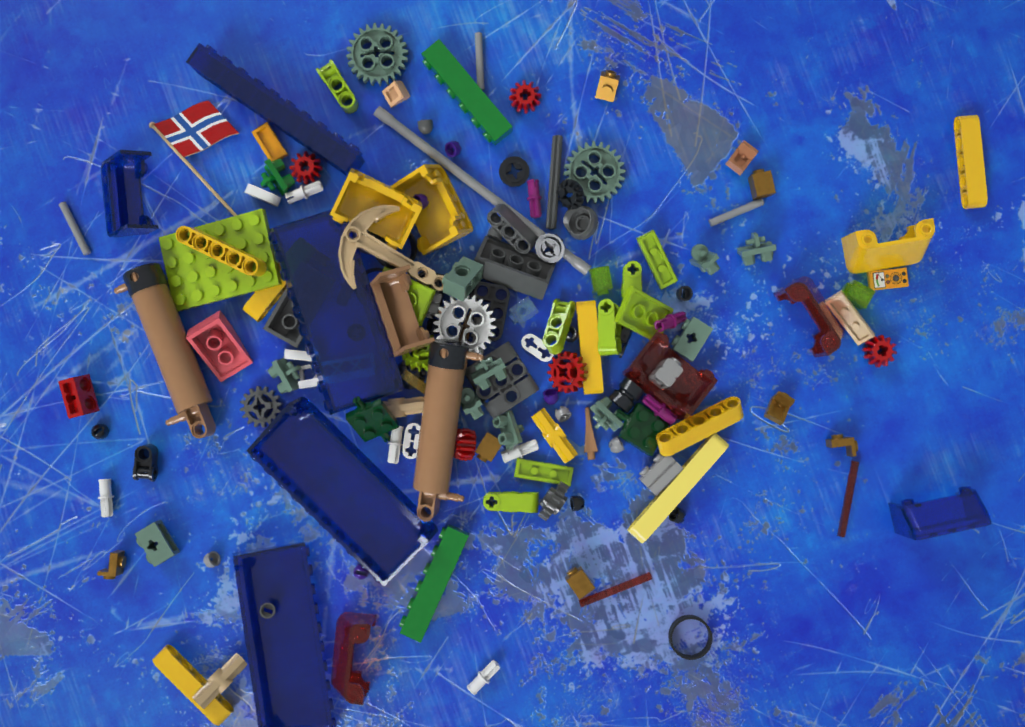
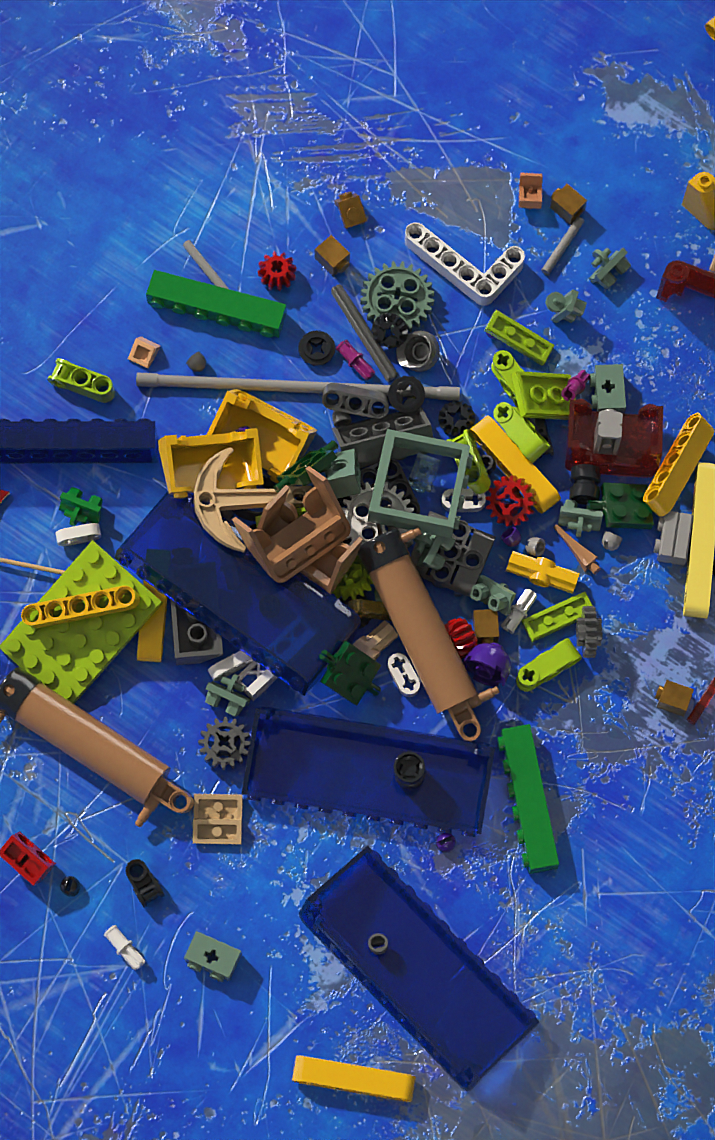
camera: 40 degrees left, 15 degrees down
(116, 564) = (184, 1005): pearl gold bracket -> none
(216, 559) = (281, 935): light grey hinge -> none
(219, 346) = (138, 712): coral slope -> none
(219, 680) = (380, 1047): tan piece -> none
(223, 453) = (217, 818): none -> tan slope
(269, 142) = (47, 480): light orange tile -> none
(298, 170) = (113, 476): red gear -> none
(304, 191) = (119, 503): white axle -> none
(350, 629) = (490, 931): clear red windscreen -> none
(367, 511) = (409, 770): none -> black wheel
(378, 71) = (87, 311): sand green gear -> none
(395, 308) = (304, 538): none -> medium nougat windscreen
(395, 445) = (389, 689): white axle -> none
(439, 258) = (318, 460): none -> dark green plate
(450, 145) = (234, 366): dark purple hinge -> none
(471, 403) = (440, 592): sand green hips -> none
(472, 474) = (488, 664): none -> dark purple cylinder
(483, 677) = (648, 860): white axle -> none
(511, 366) = (411, 520): none -> sand green window
(571, 112) = (332, 256): none -> pearl gold brick
(572, 295) = (446, 420): none -> black gear
(576, 503) = (613, 624): black hinge -> none
(600, 280) = (478, 393): clear neon green brick -> none
(654, 181) = (463, 267): none -> white beam
(660, 409) = (628, 475): magenta axle -> none
(687, 293) = (572, 352): black hinge -> none

